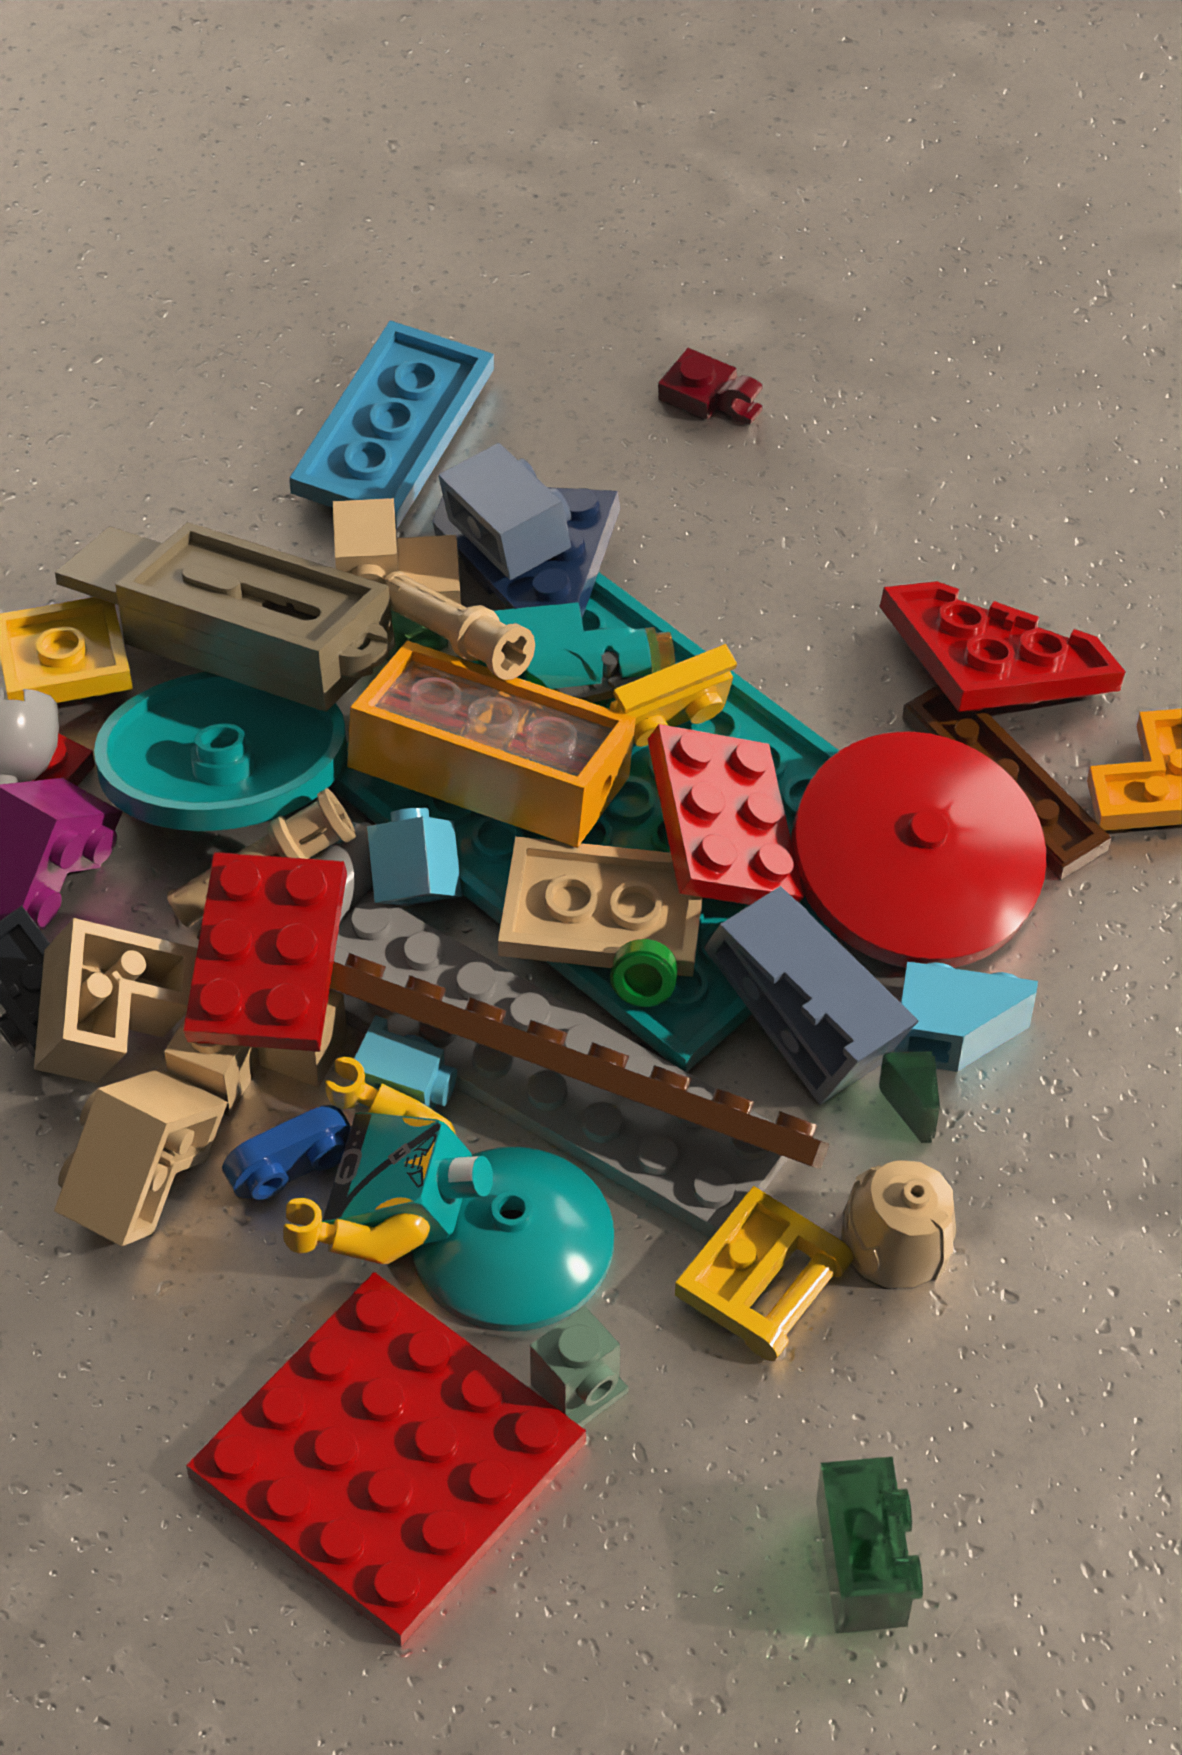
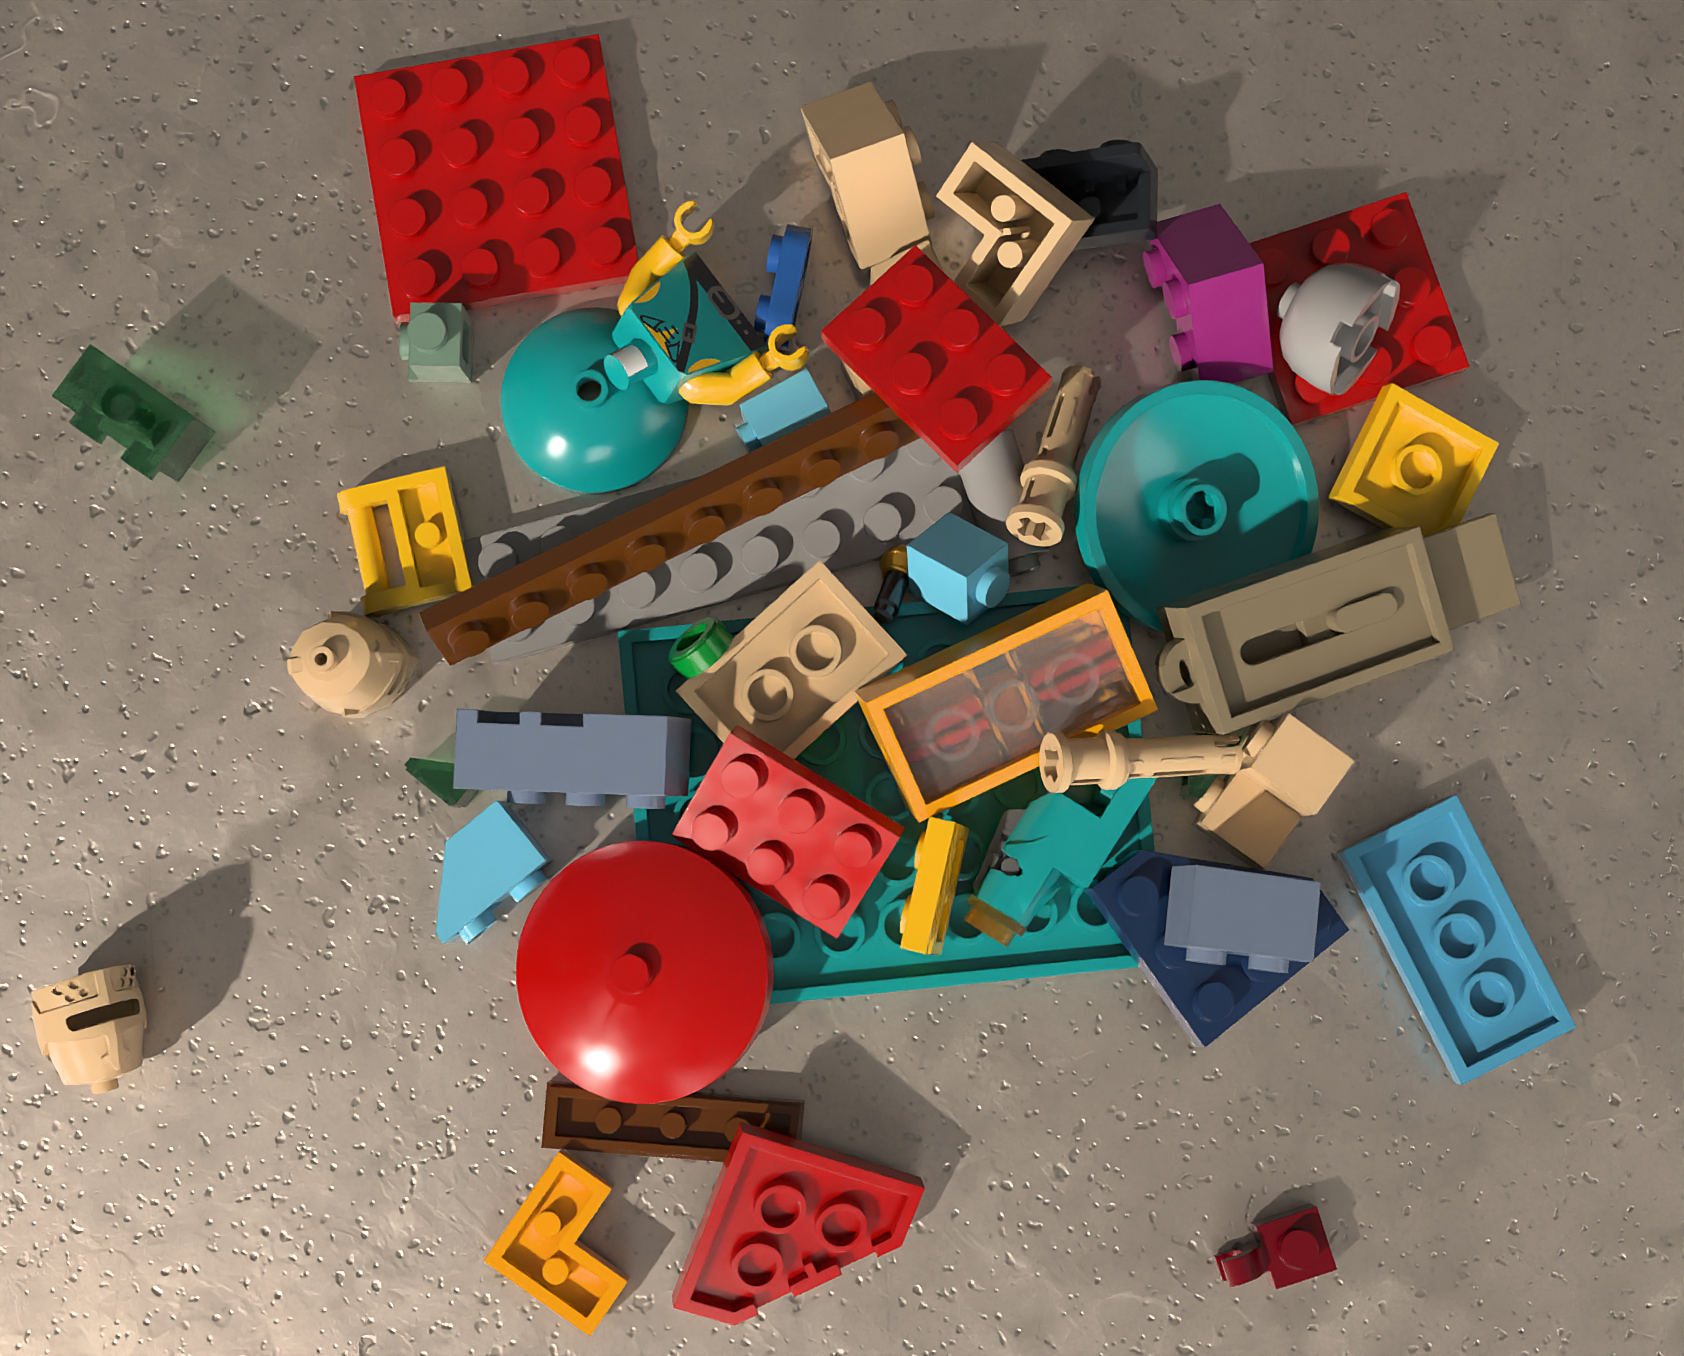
camera: 130 degrees right, 30 degrees up
(452, 915) = (894, 584): none -> black piece

